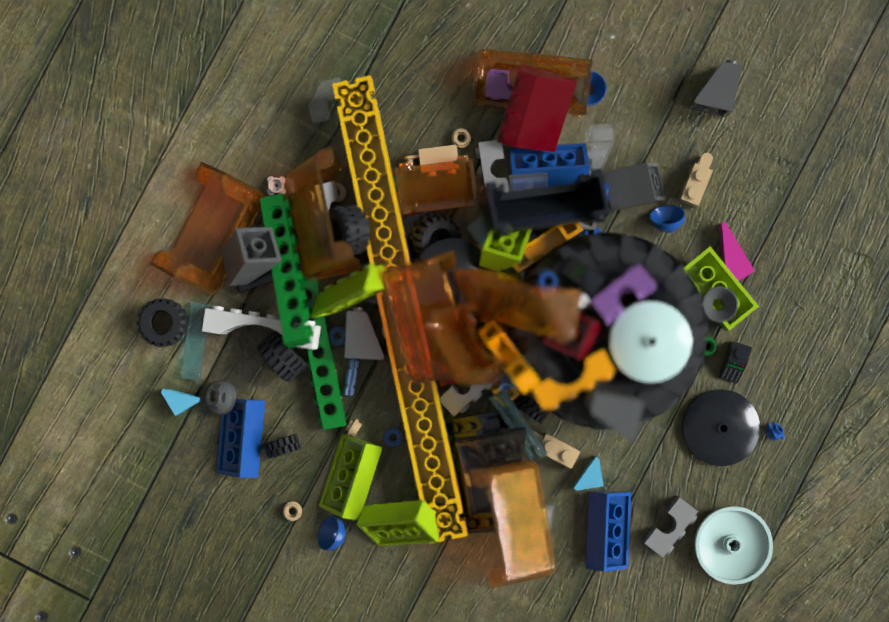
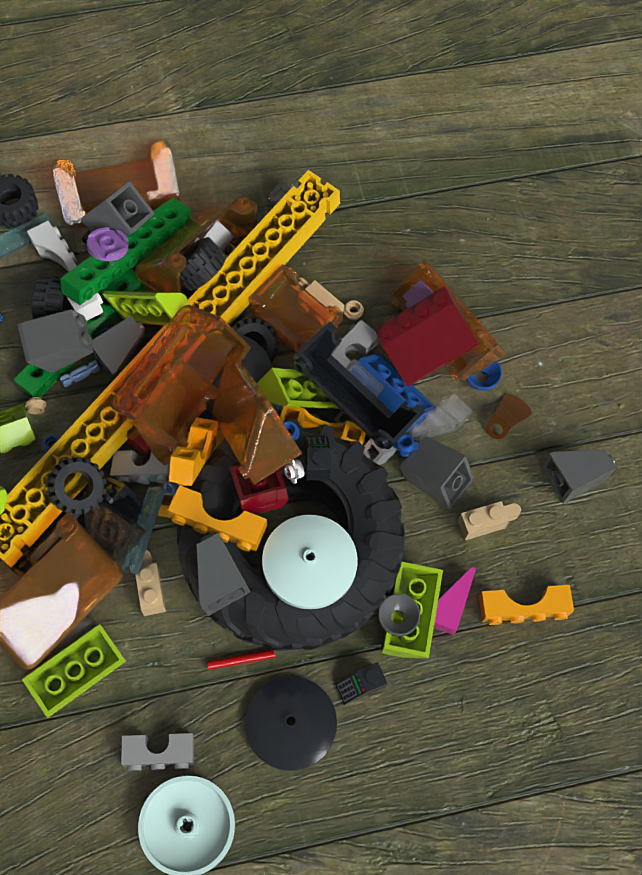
camera: 45 degrees right, 20 degrees down
(271, 184) = (195, 202): white plate -> none
(276, 285) = (107, 244): none -> medium lavender tile
(325, 380) = (55, 340): none -> dark grey slope
(470, 452) = (56, 485): none -> black tyre
(531, 407) = (168, 535): black tyre -> none
(577, 542) = (73, 670): none -> lime slope
(590, 477) = (149, 637): medium azure slope -> none
(608, 530) = (112, 698): blue slope -> none
(633, 96) = (508, 414): none -> reddish brown piece
(634, 281) = (317, 492): medium lavender arch -> none
(649, 432) = (240, 659): none -> red bar
(667, 218) = (434, 520): blue piece -> none
(713, 346) = (357, 642): green plate -> none
(775, 431) = (328, 776): blue plate -> none
(787, 188) = (498, 607): none -> light orange arch

